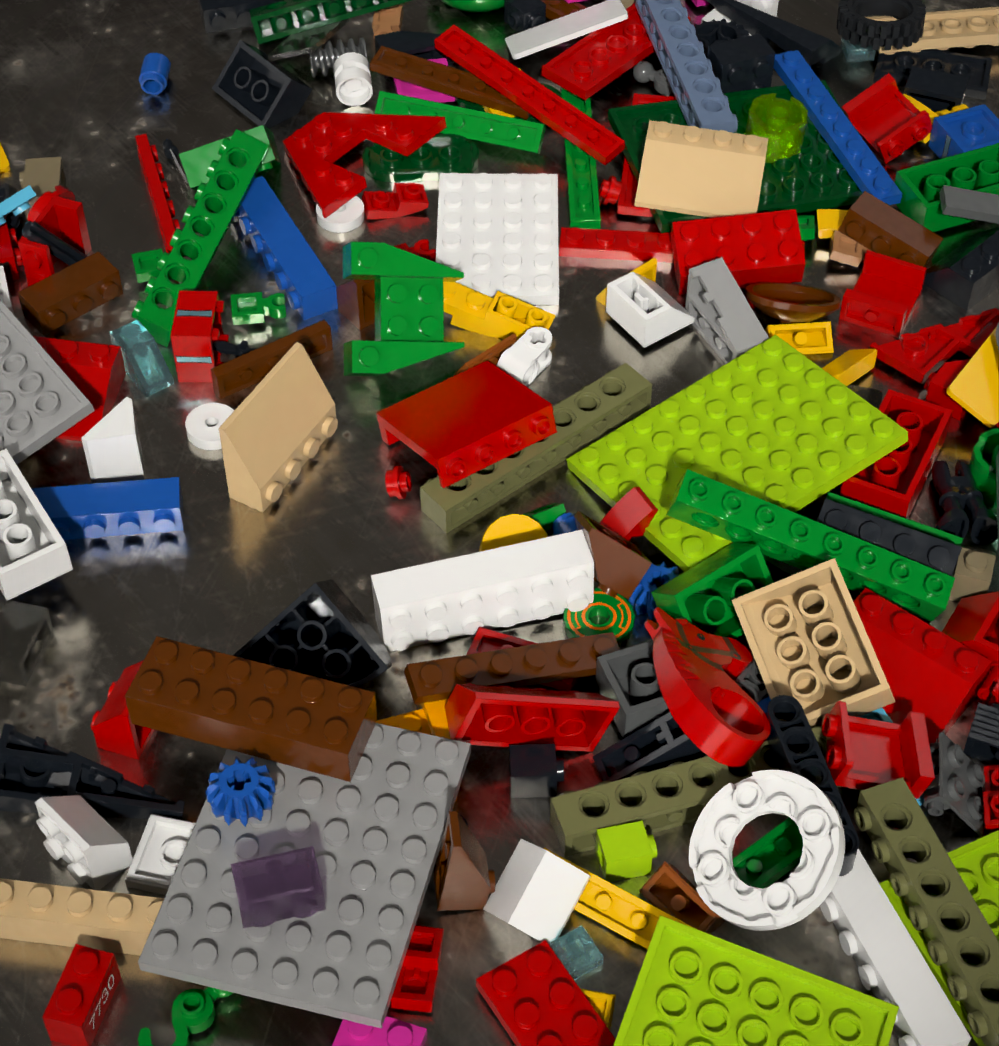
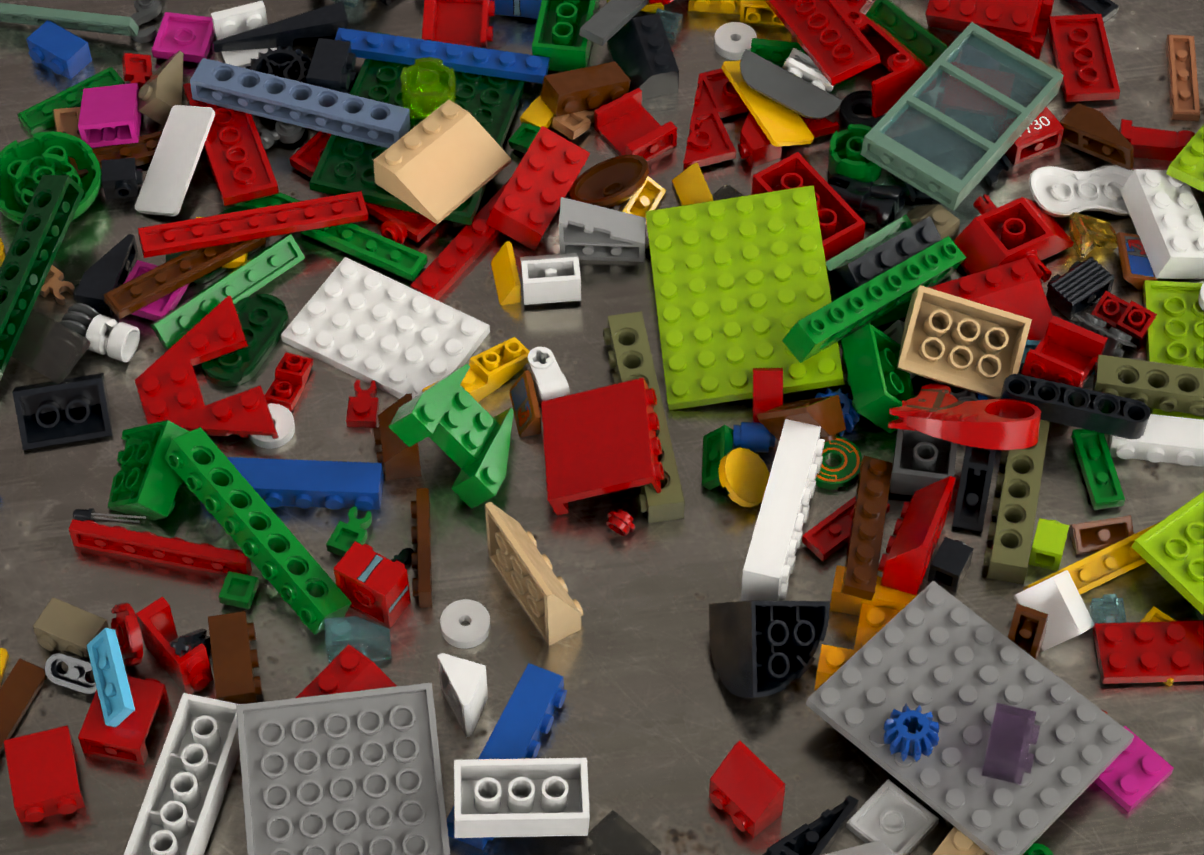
camera: 60 degrees left, 5 degrees up
(252, 708) = (839, 694): reddish brown brick -> none
(722, 822) = (1134, 417): white plate -> none

